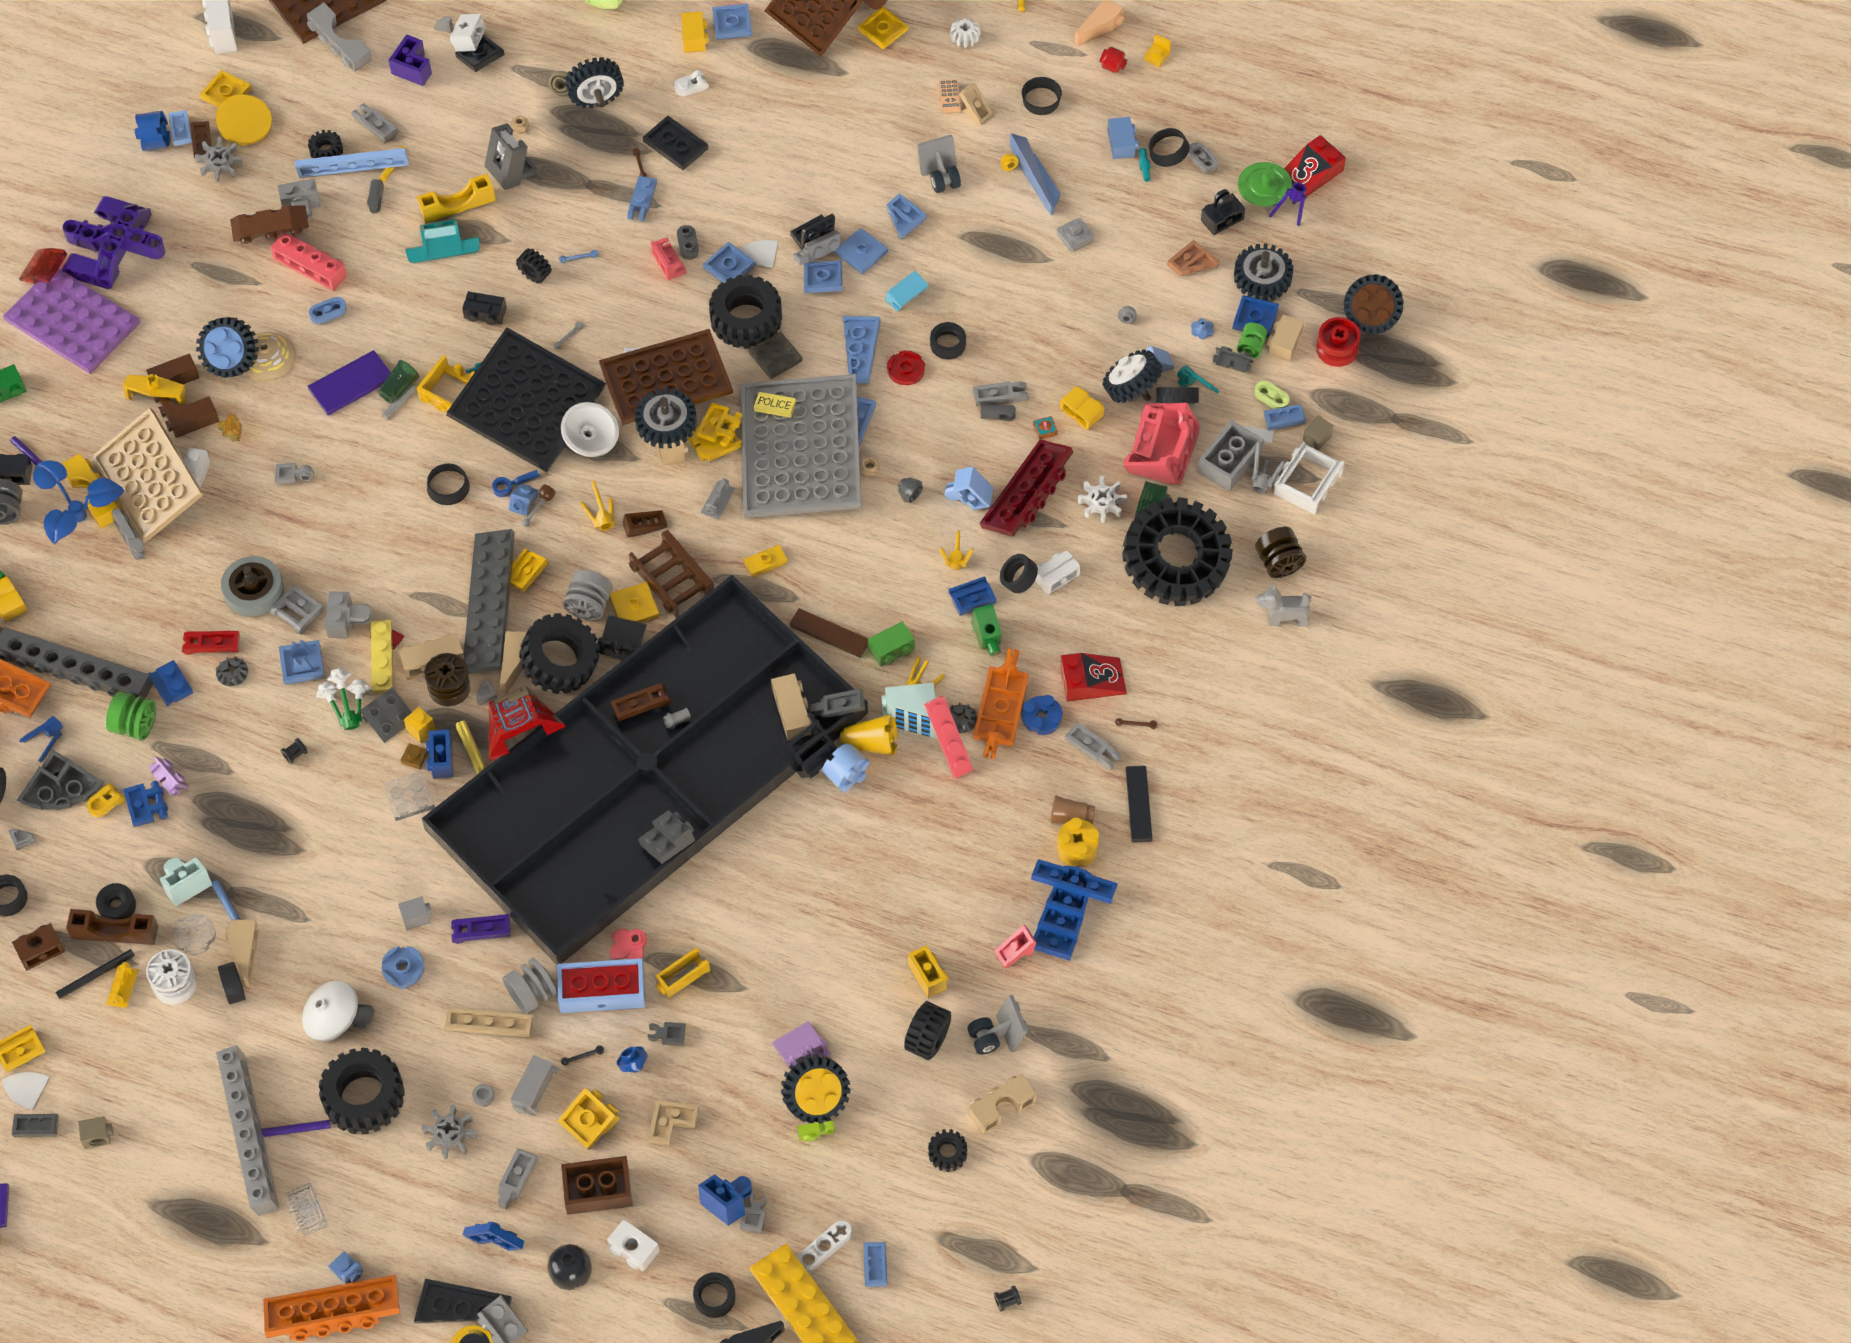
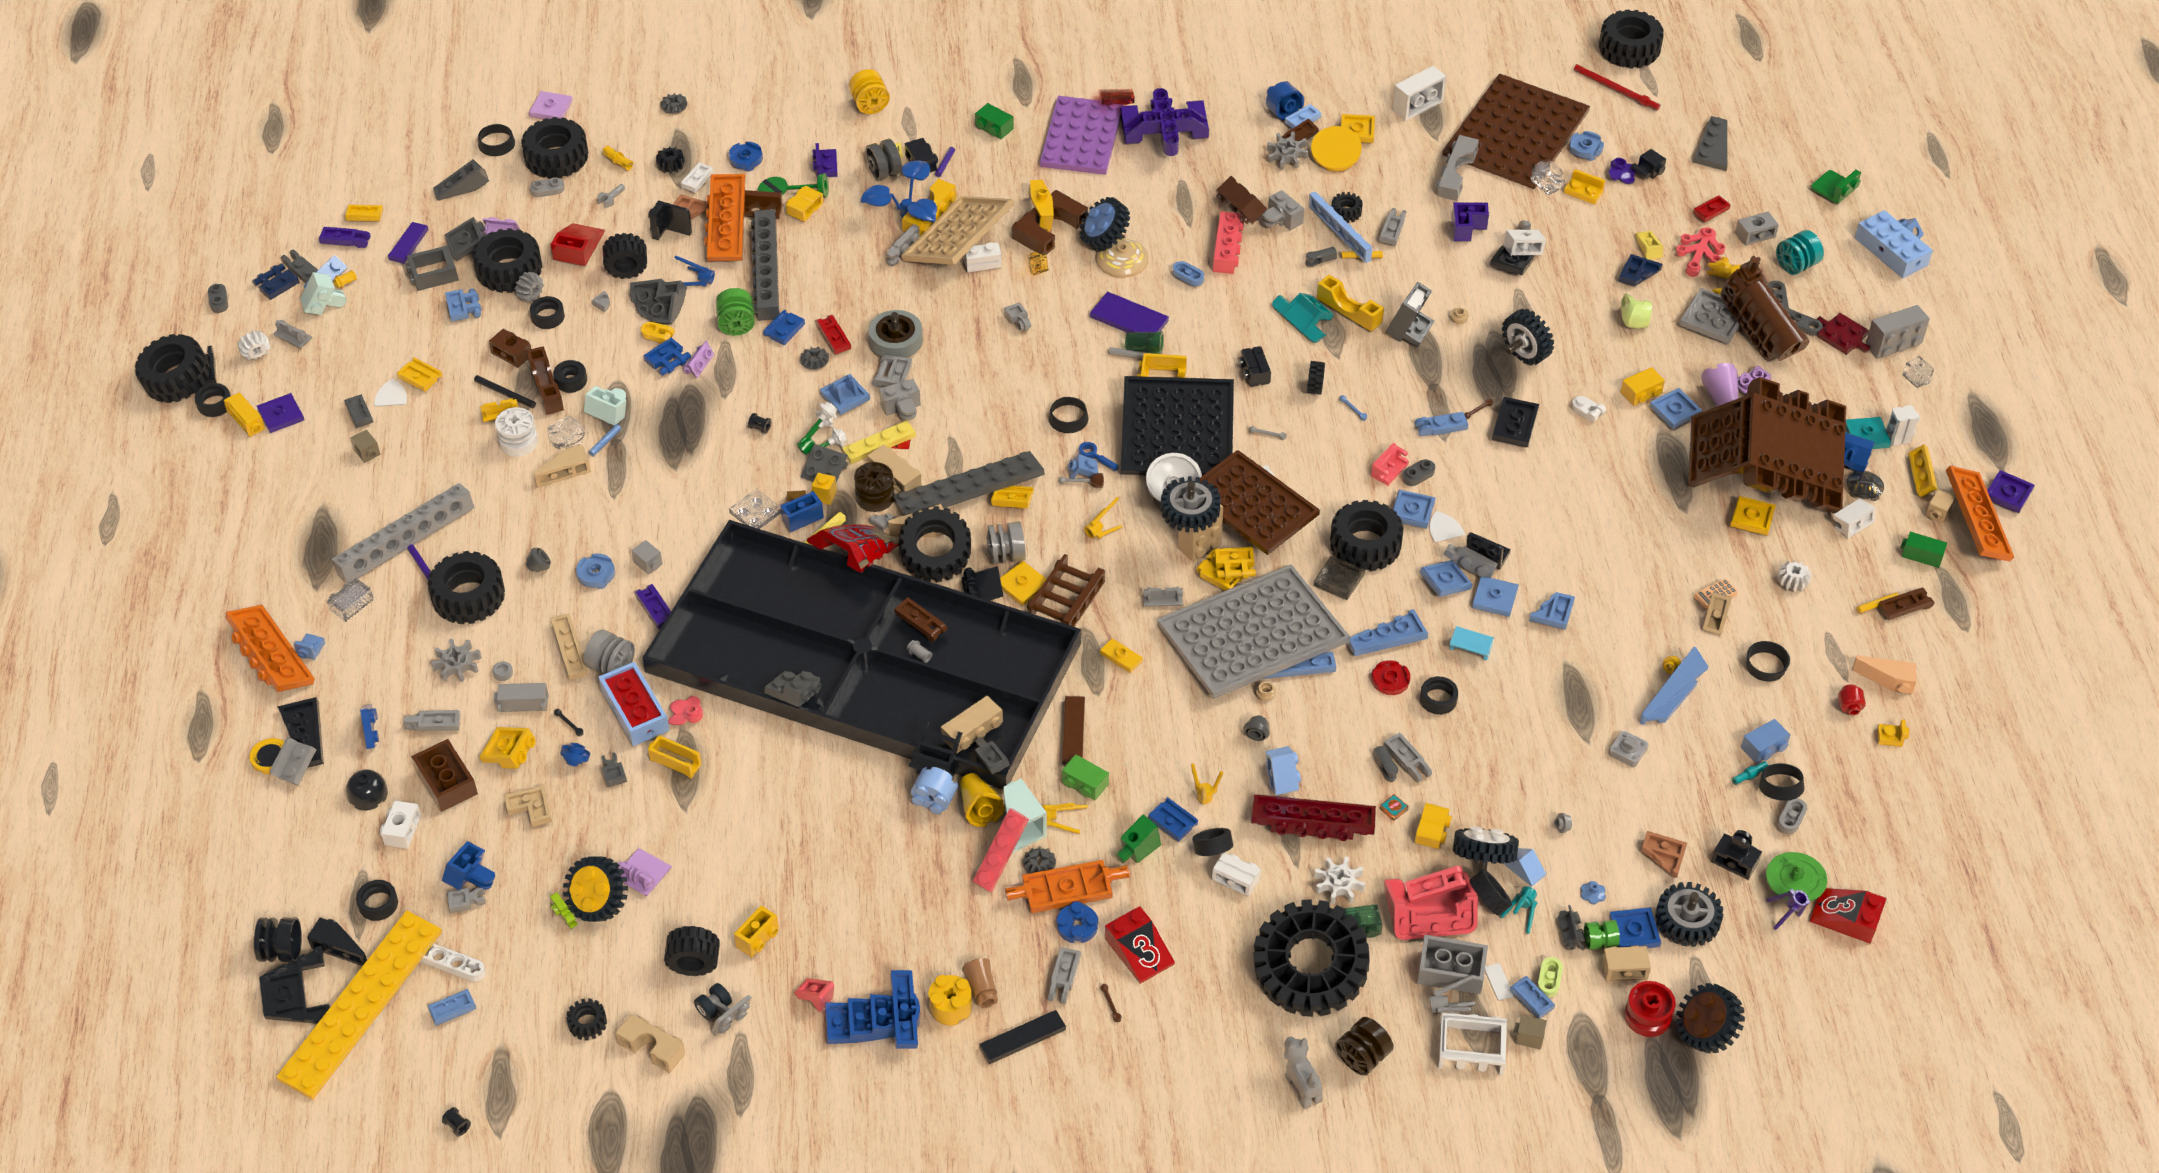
camera: 65 degrees right, 10 degrees down
(231, 983) = (518, 465): black tyre -> none
(329, 1011) = (530, 537): white dish -> none
(635, 518) = (1096, 552): reddish brown slope -> none
(774, 404) = (1280, 593): light yellow tile -> none
(935, 158) = (1630, 608): light grey plate -> none

